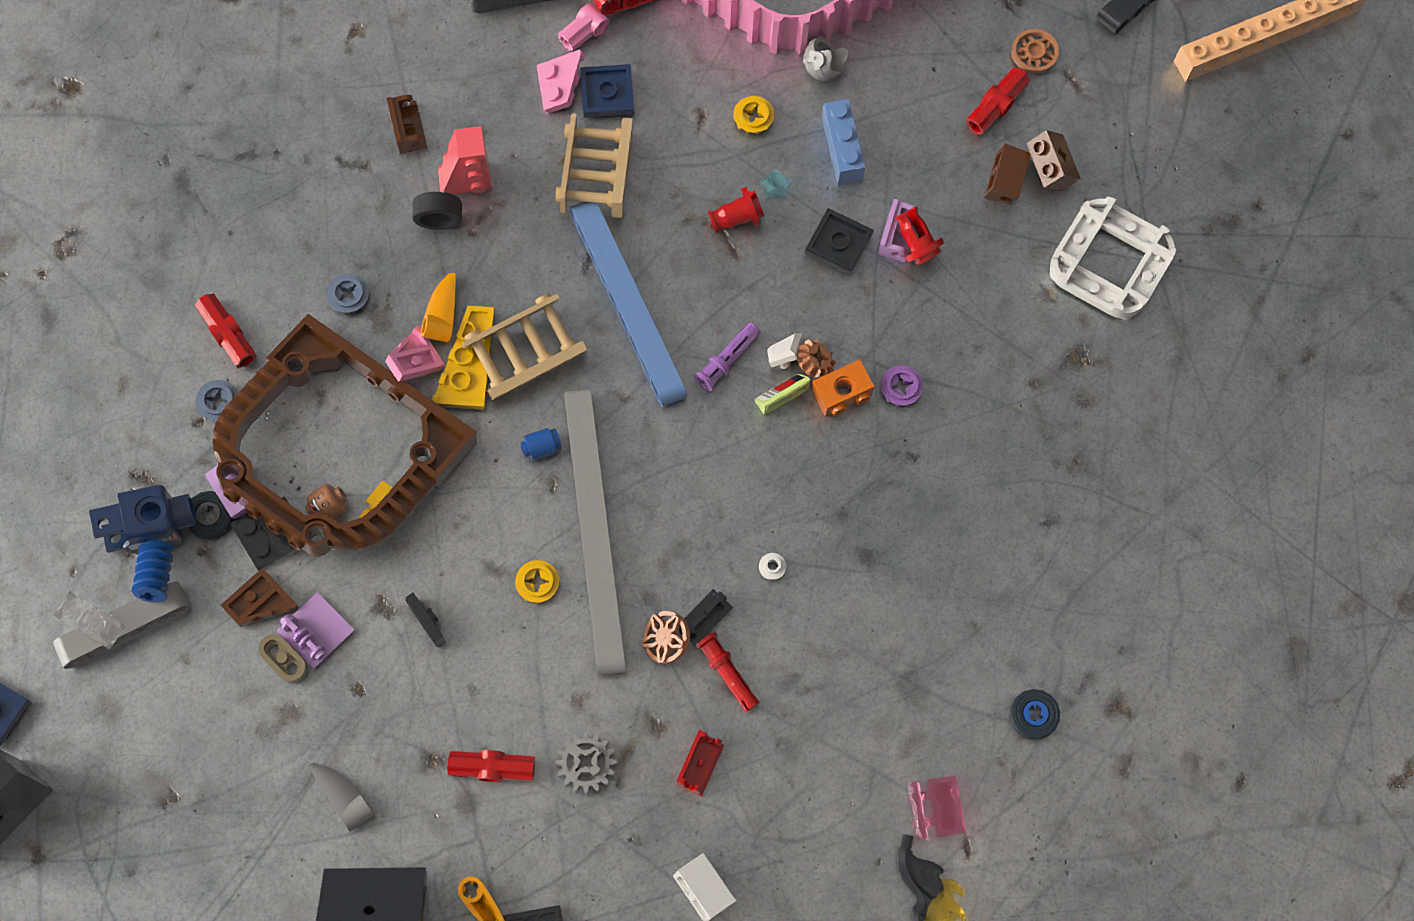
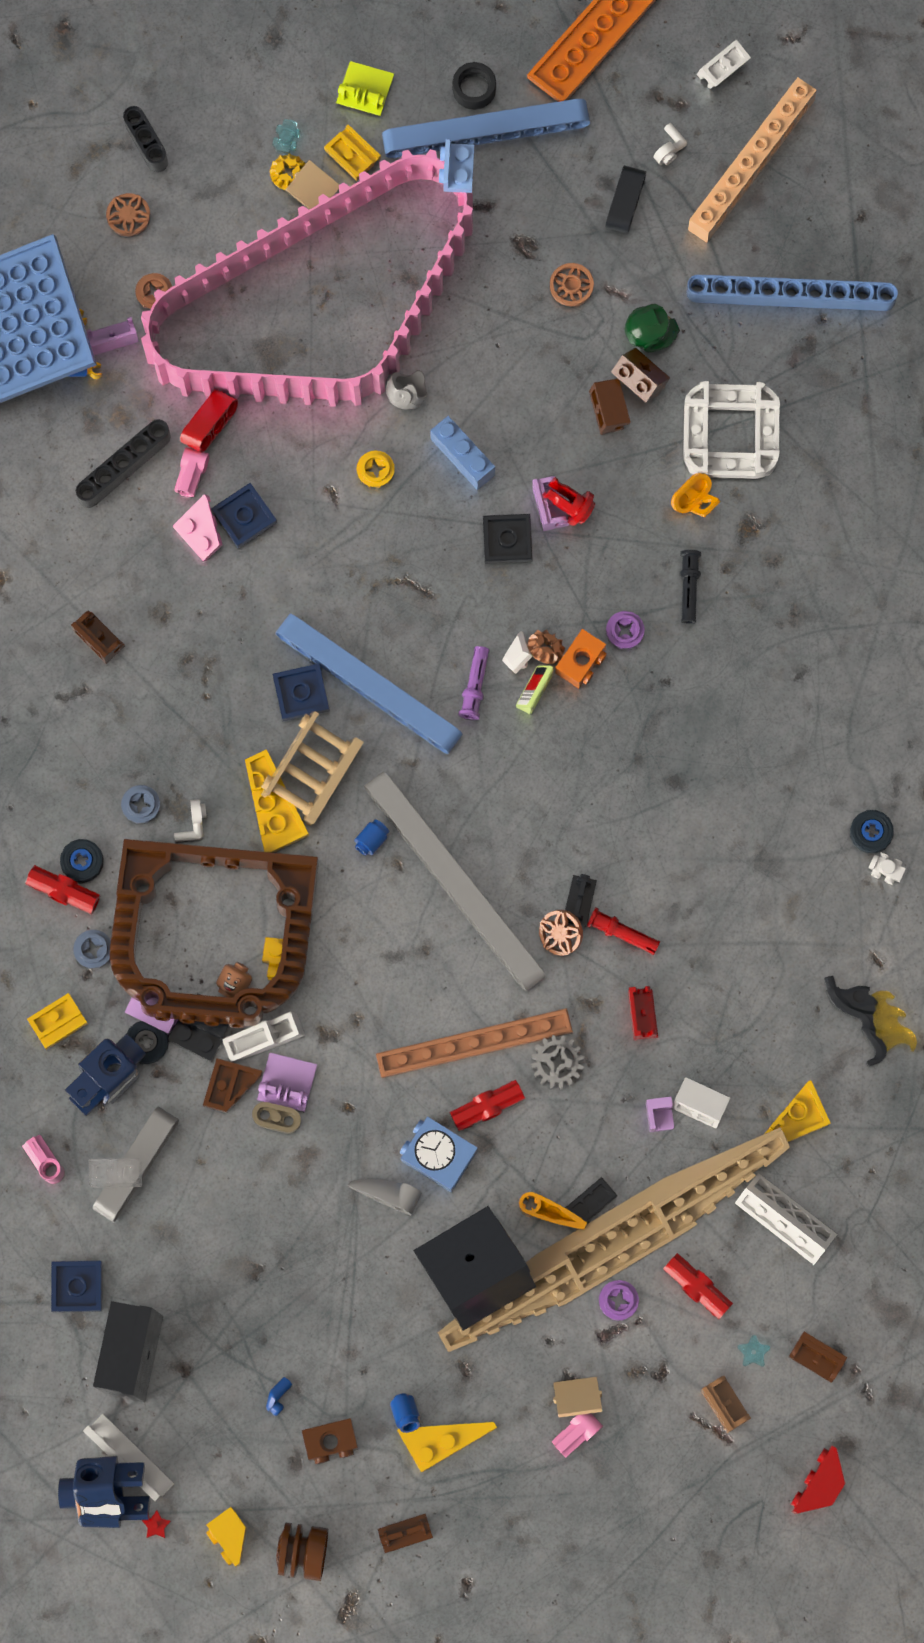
camera: 25 degrees left, 5 degrees up
(39, 569) = (43, 1158): none -> bright pink piece
(140, 448) = (57, 1021): none -> yellow plate
(152, 571) = (138, 1108): blue piece -> none
(253, 304) = (86, 849): none -> black bush
(321, 573) = (263, 1037): none -> white slope
(393, 329) = (198, 812): none -> white plate
(413, 786) = (438, 1153): none -> medium blue brick
(414, 357) = (229, 825): bright pink wing -> none
(426, 618) = (368, 1024): black plate -> none
(437, 210) = (172, 696): black tyre -> none
(440, 311) = (226, 776): light orange piece -> none
(466, 163) = (173, 645): coral wedge -> none
(518, 697) = (474, 1043): none -> nougat tile
(528, 572) = (438, 936): yellow gear -> none
(559, 273) = (300, 692): none -> dark blue plate
(616, 177) = (299, 587): tan fence -> none
(656, 876) = (660, 1114): none -> lavender panel
(737, 212) = (413, 560): red piece -> none
(772, 574) = (608, 839): white plate -> none
(779, 179) = (427, 512): clear light blue plate -> none
(945, 806) = (843, 938): clear pink plate -> none
(994, 369) = (690, 574): none -> black pin
(998, 101) = (566, 346): red piece -> none
(1033, 763) = (891, 869): none -> white piece
(1041, 296) = (693, 495): none -> light orange bracket
(1083, 121) = (648, 326): none -> dark green helmet
(1255, 165) = (801, 286): none -> medium blue beam

